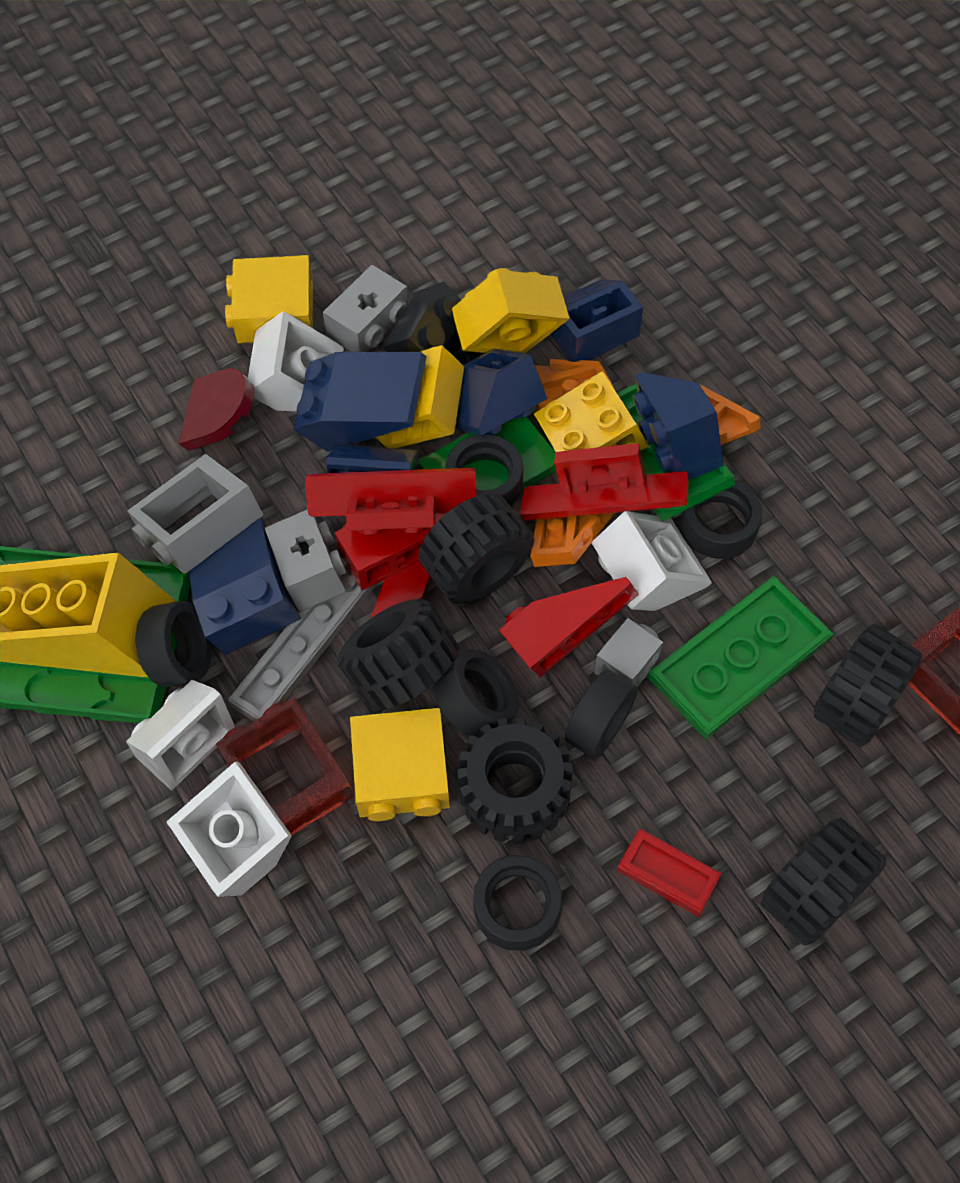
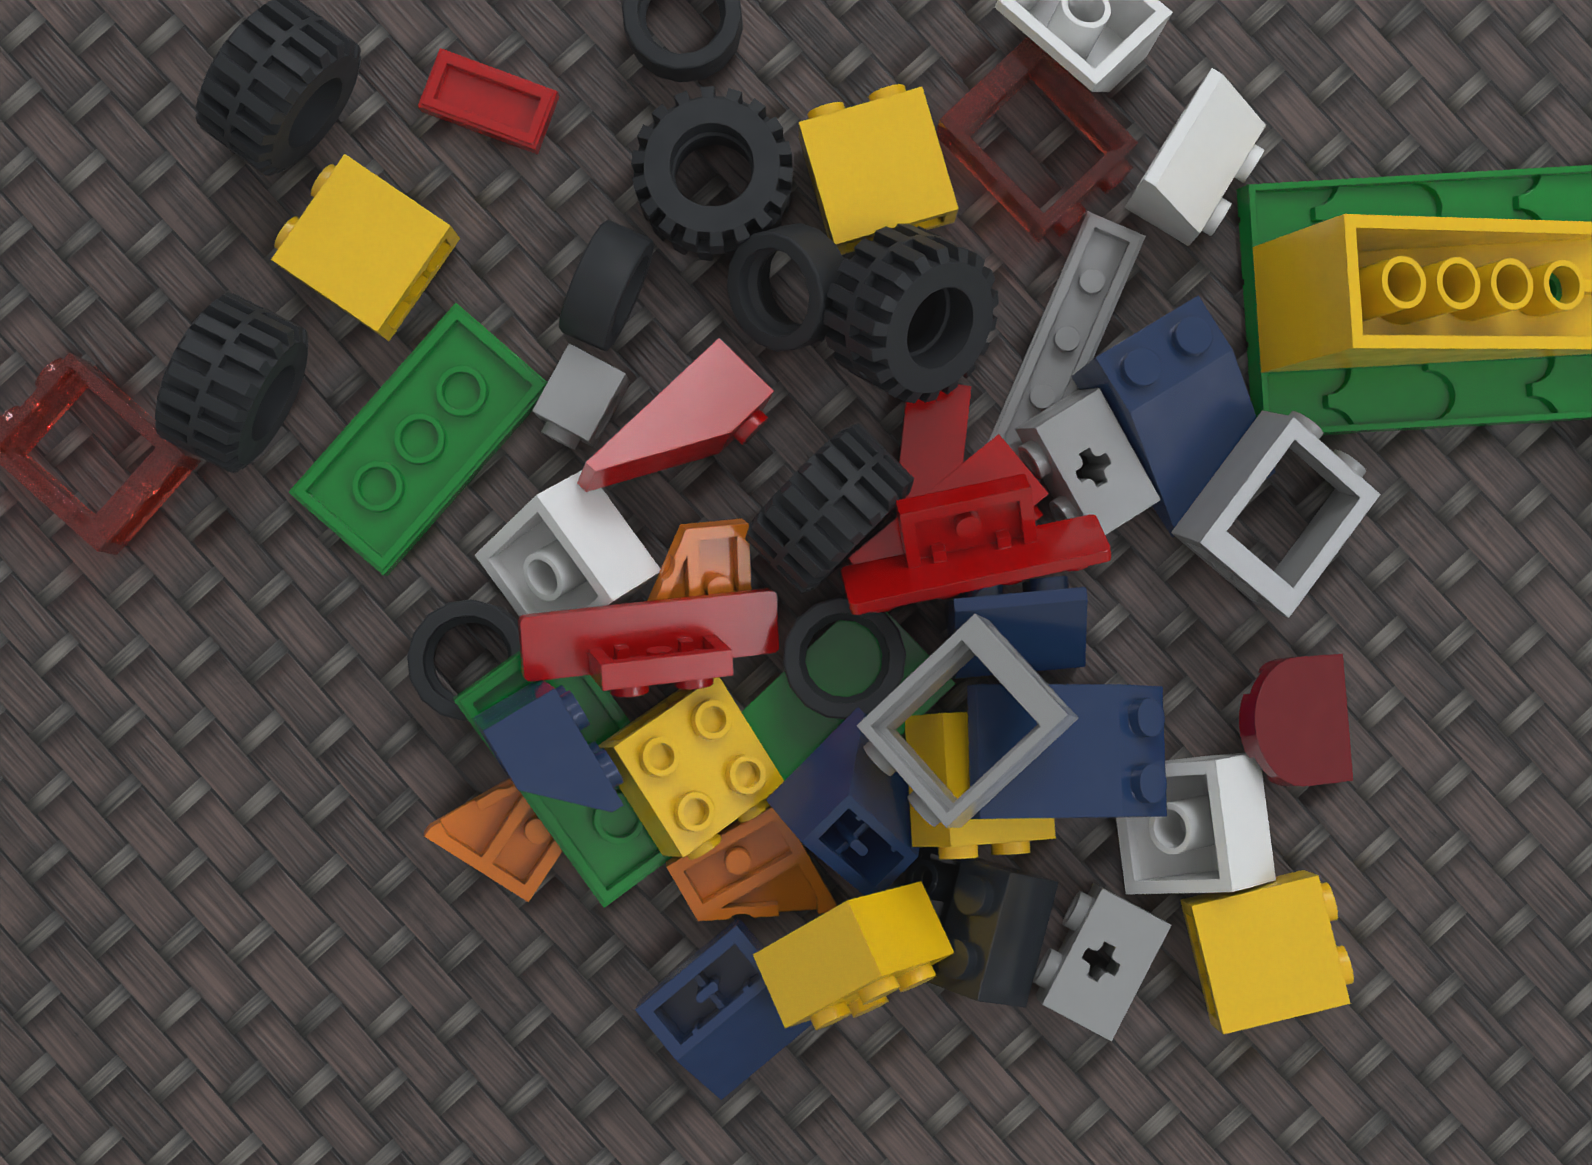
camera: 170 degrees right, 25 degrees up
(156, 650) = (1269, 276): black tyre -> none
(383, 408) = (894, 754): none -> light grey window
(769, 772) = (364, 246): none -> yellow brick

